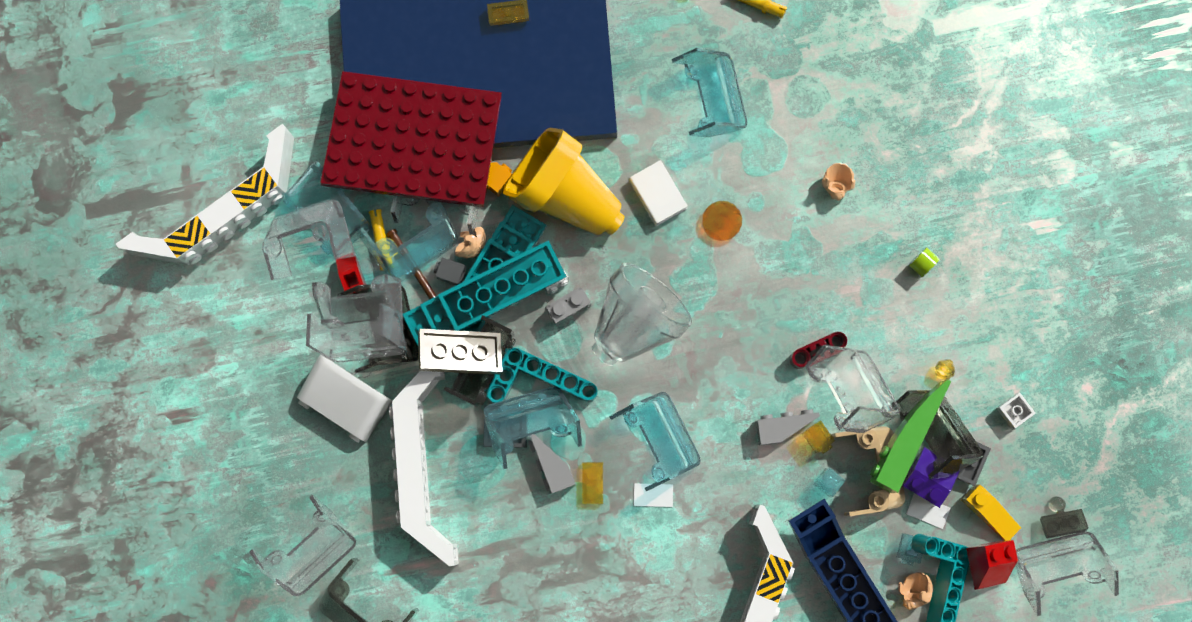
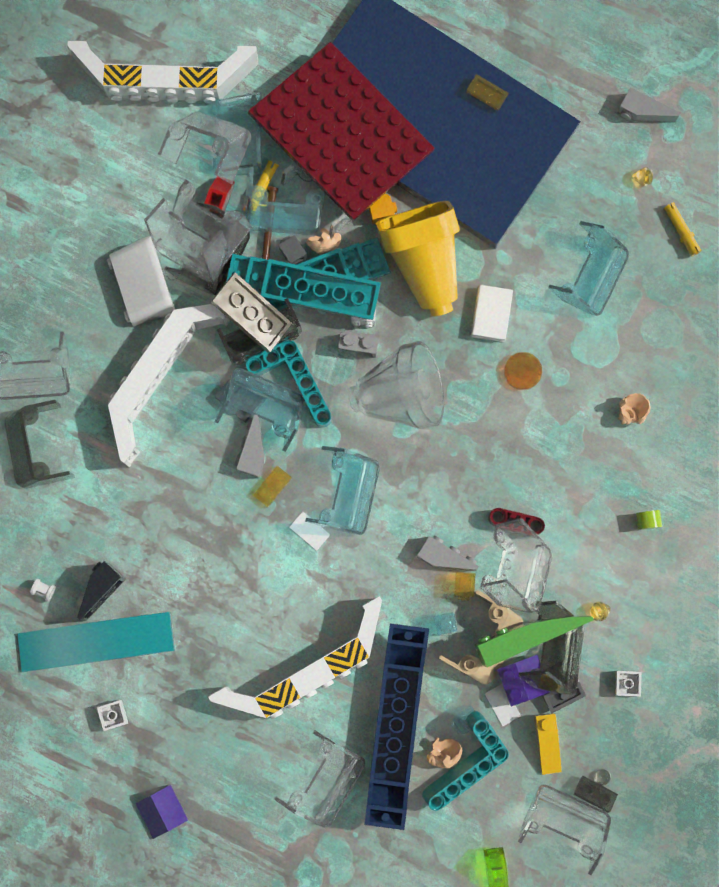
camera: 35 degrees right, 0 degrees up
(991, 563) = (516, 778): red slope -> none

